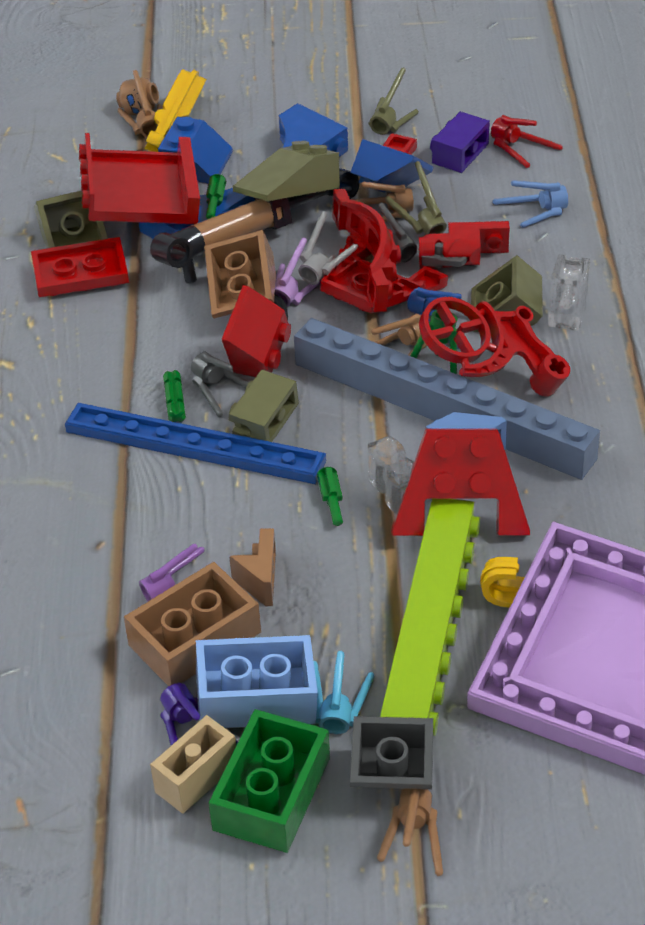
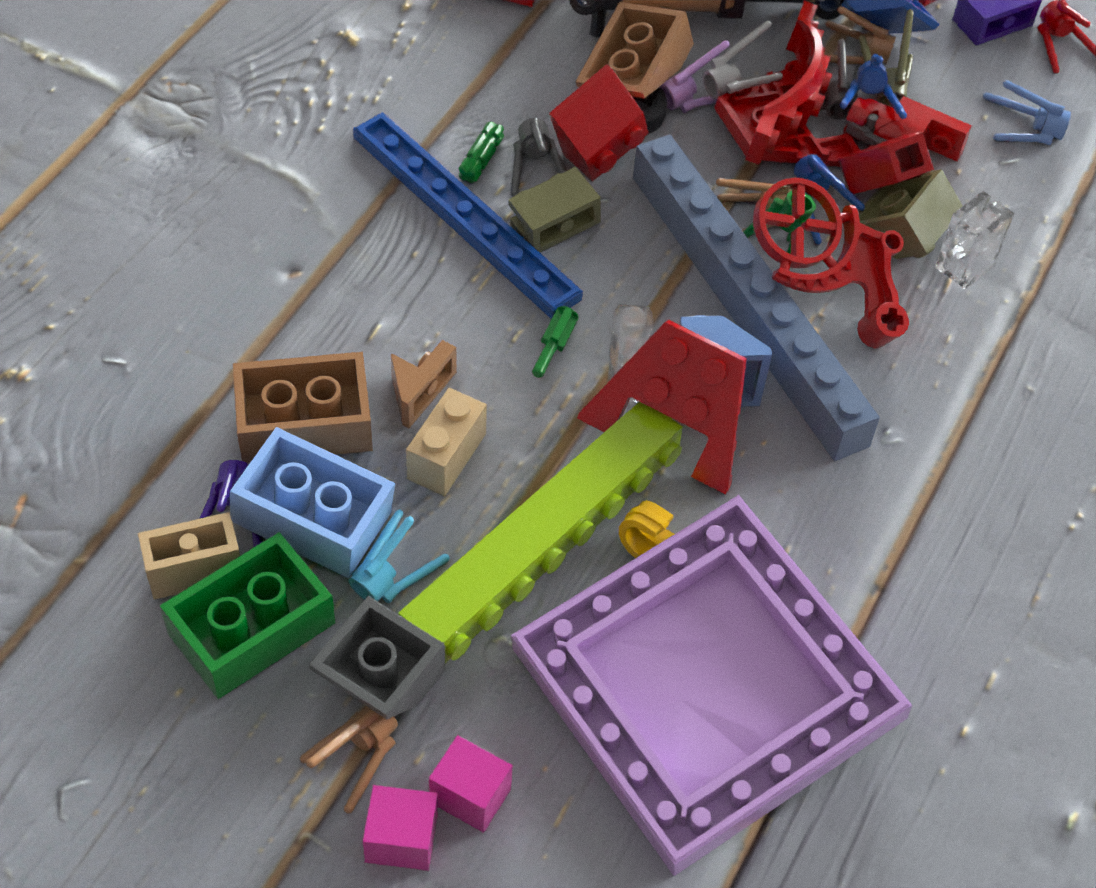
camera: 25 degrees right, 10 degrees up
(161, 579) = (314, 342): medium lavender plant -> none
(314, 595) = (446, 441): none -> tan brick
(421, 220) = (872, 80): none -> blue plant
(472, 268) = (886, 163): none -> red slope
(491, 858) = (400, 827): none -> dark pink piece
(515, 804) = (471, 783): none -> dark pink piece

